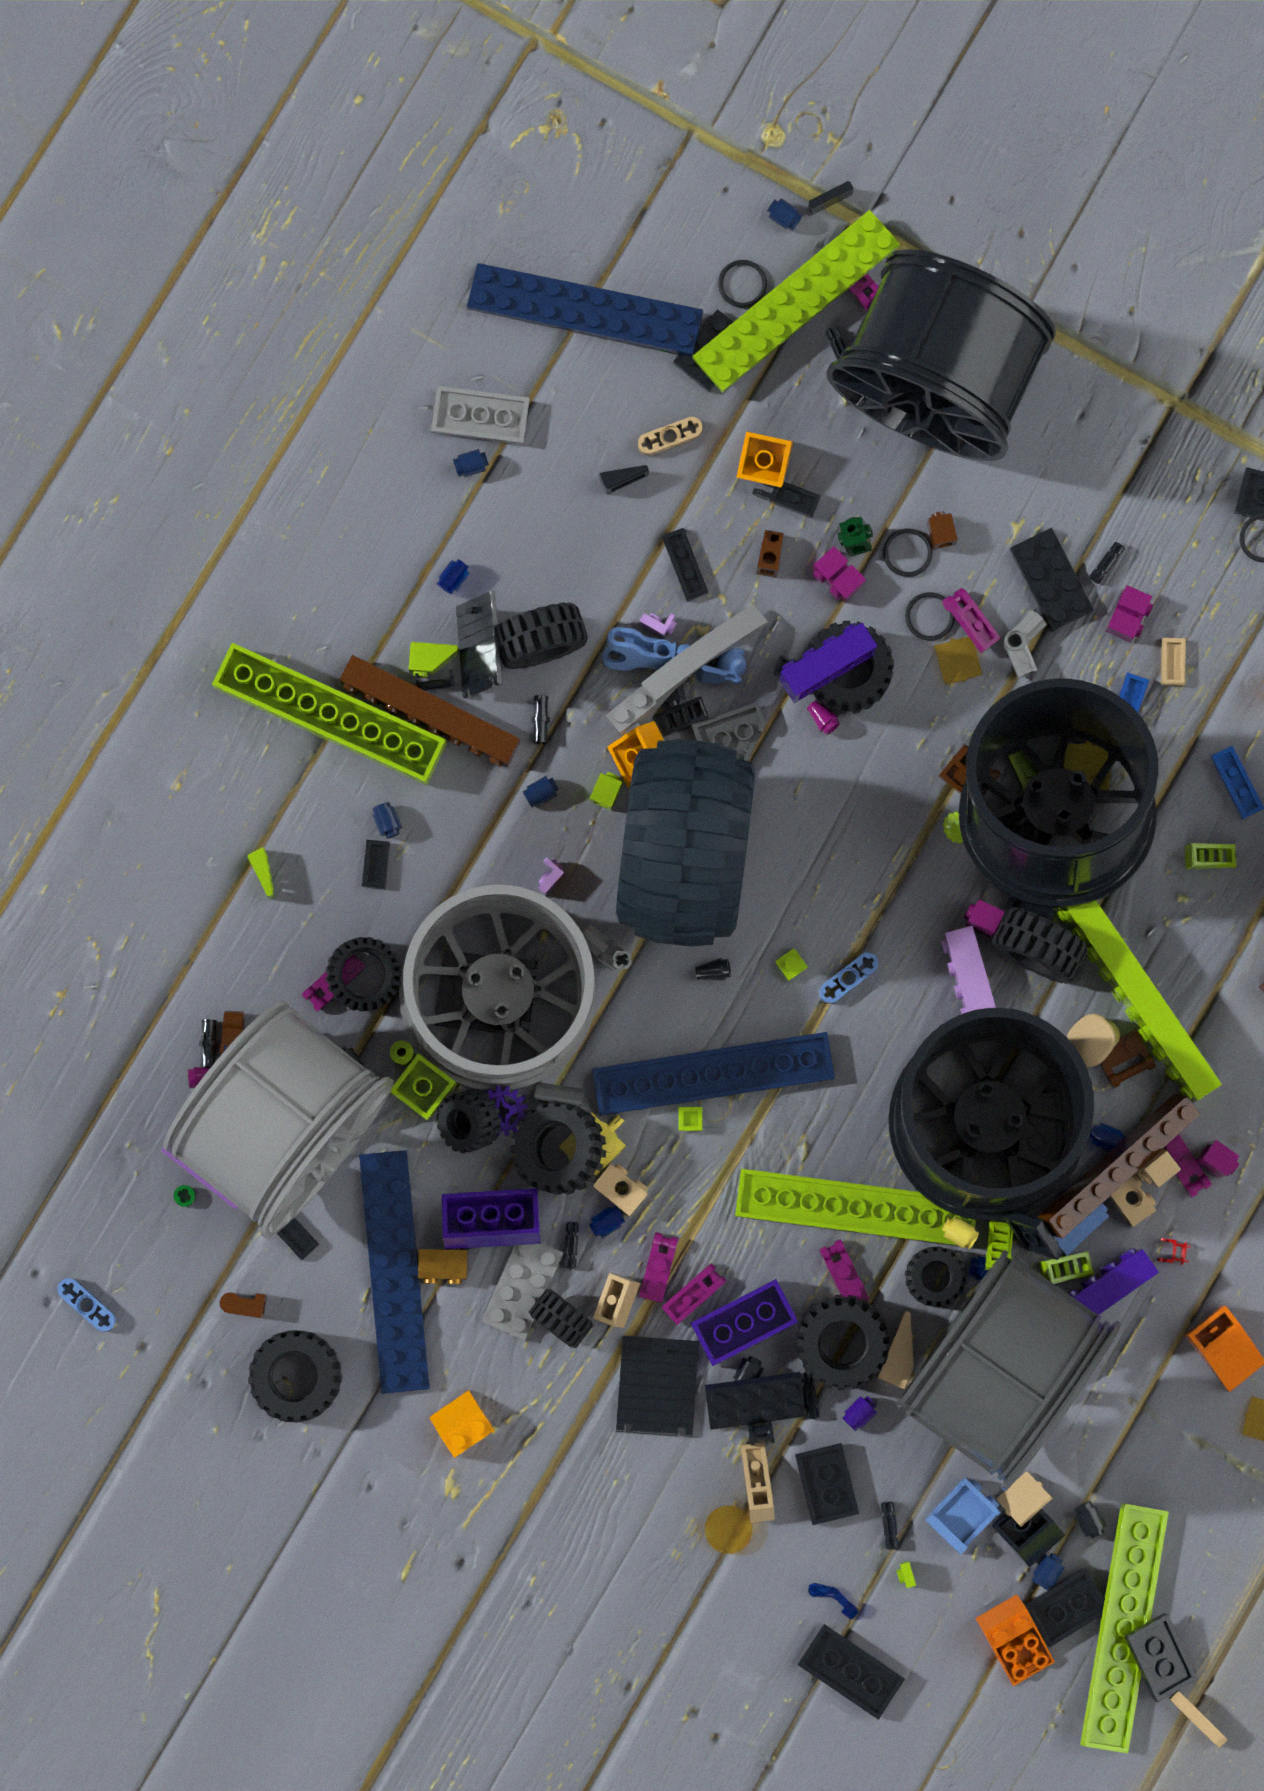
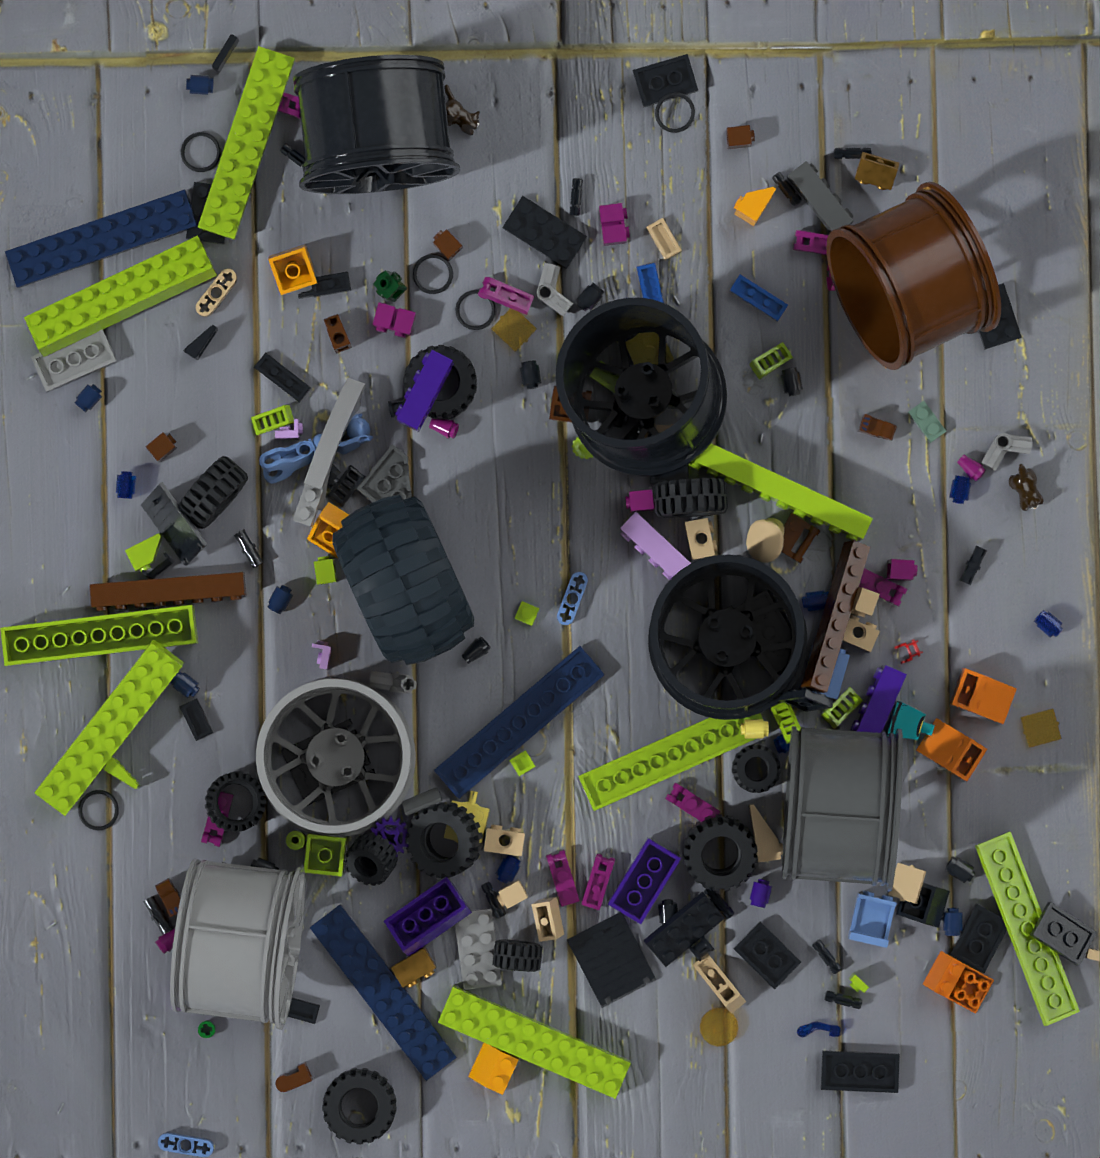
camera: 30 degrees left, 5 degrees up
(221, 917) = (98, 827): none -> black tyre
(280, 814) = (109, 727): none -> lime brick
(515, 559) = (162, 446): none -> reddish brown brick
(522, 1423) = (534, 1042): none -> lime brick
(568, 379) = (120, 296): none -> lime brick
(594, 1250) = (512, 894): none -> tan brick
(668, 600) = (289, 419): none -> lime slope
(879, 1582) = (843, 999): none -> black axle
(947, 717) = (530, 374): none -> black brick
(1024, 982) = (698, 550): none -> tan brick
(1035, 405) = (458, 115): none -> dark brown animal
(1059, 670) = (590, 297): none -> black brick
(1133, 1327) = (910, 721): none -> teal torso
(1157, 1385) = (952, 750): none -> orange slope
(1219, 891) = (791, 381): none -> black brick

